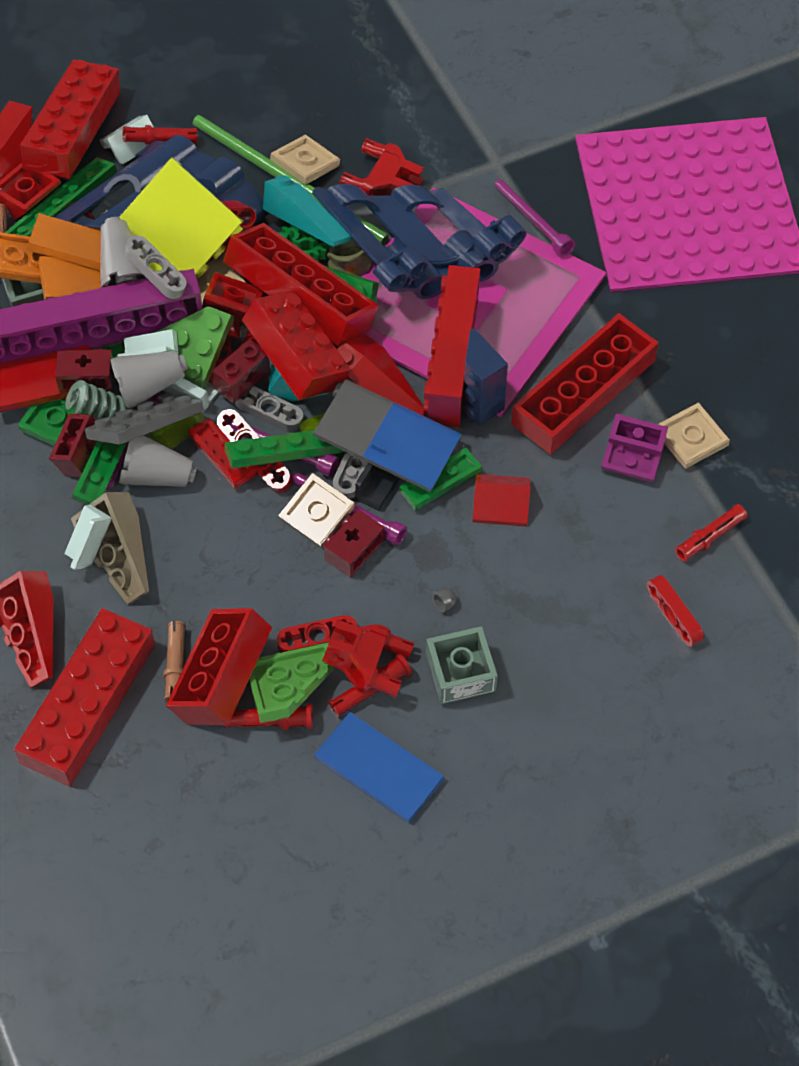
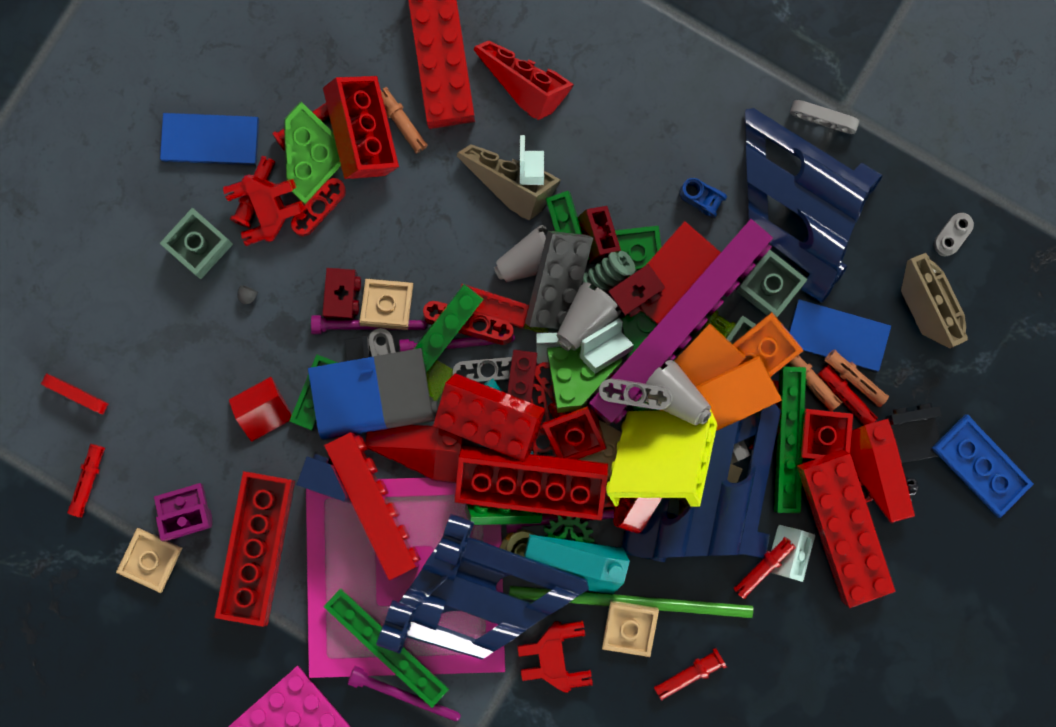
camera: 145 degrees right, 25 degrees up
(273, 104) = (701, 668): none -> red pin
(525, 257) = (404, 665): none -> green plate

